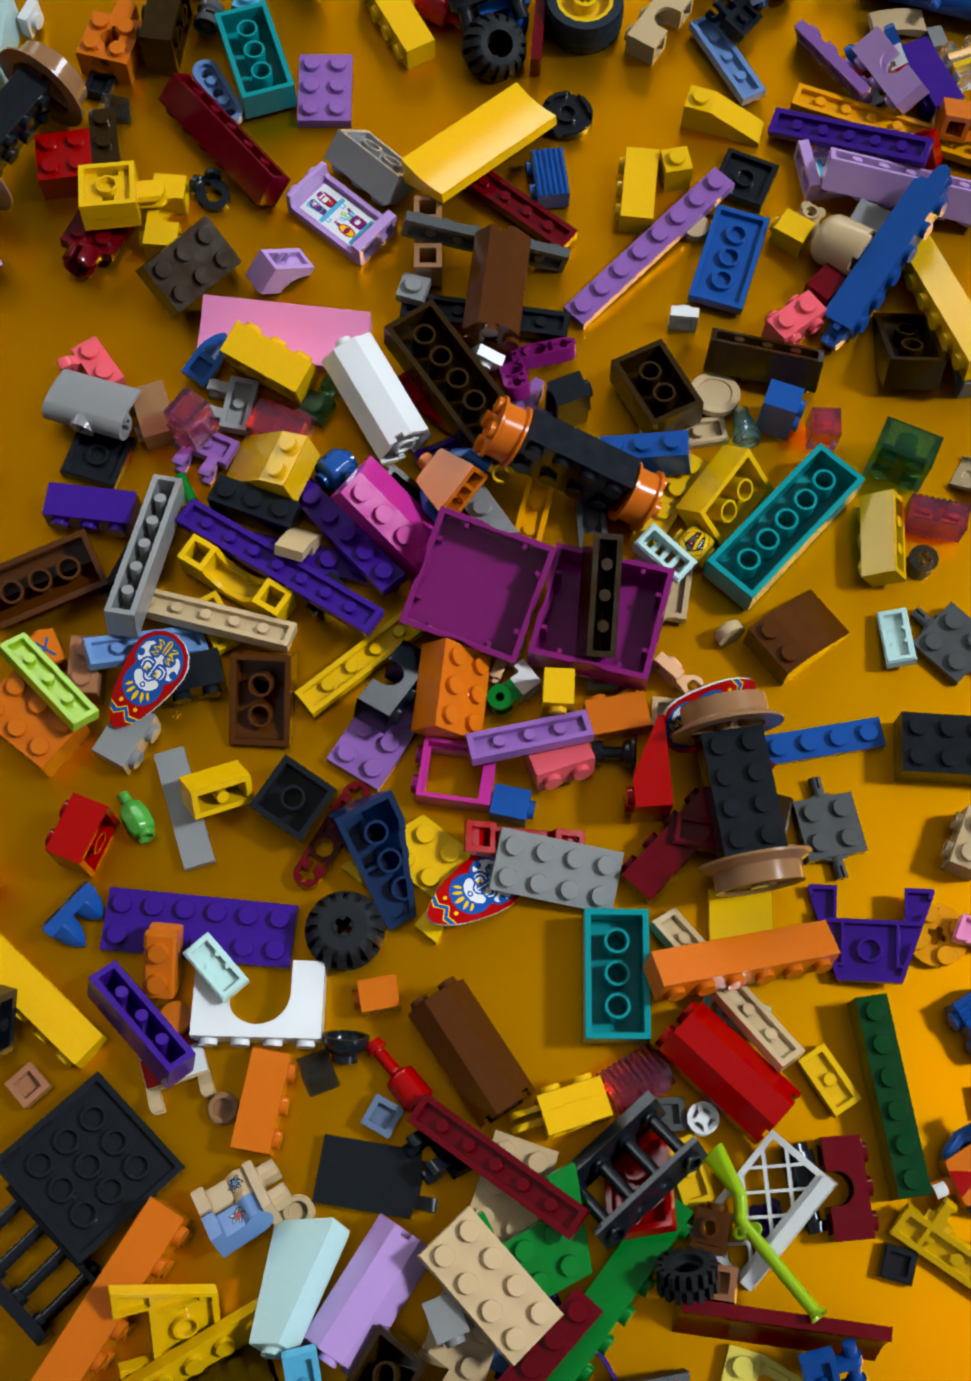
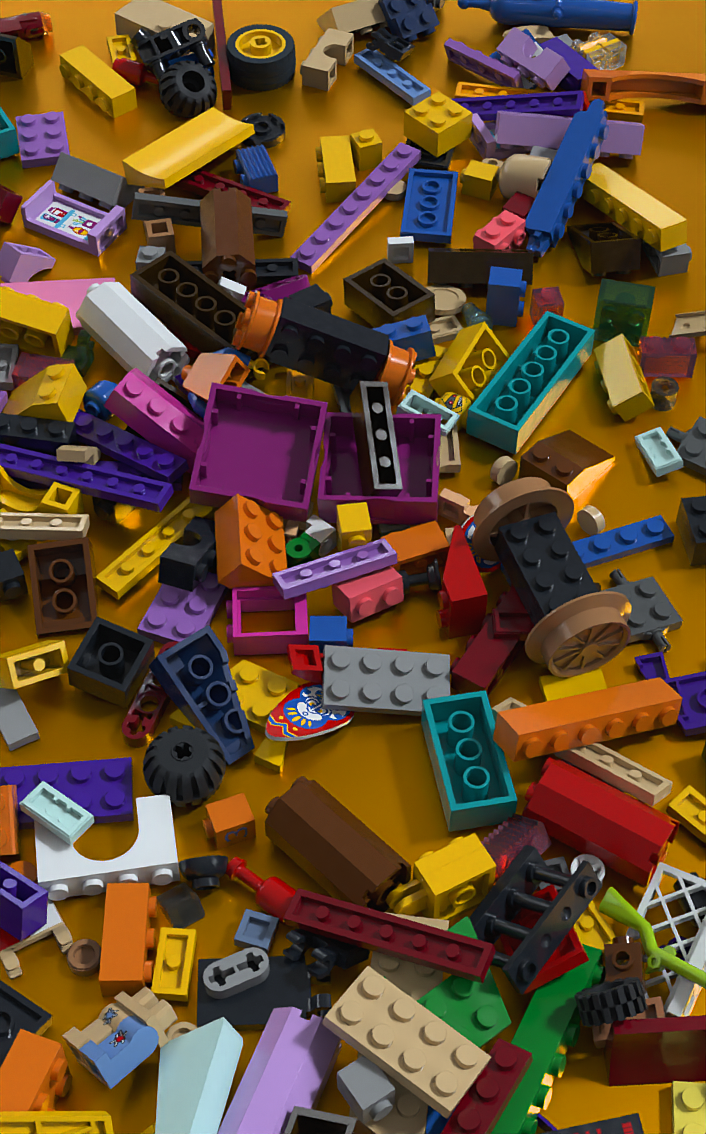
camera: 10 degrees left, 20 degrees down
(302, 1134) = (174, 964): none -> yellow plate
(358, 1167) = (236, 973): none -> light grey beam
(719, 116) = (385, 109): yellow slope -> none
(761, 148) = (437, 124): none -> yellow brick
(804, 712) = (591, 520): none -> tan tile

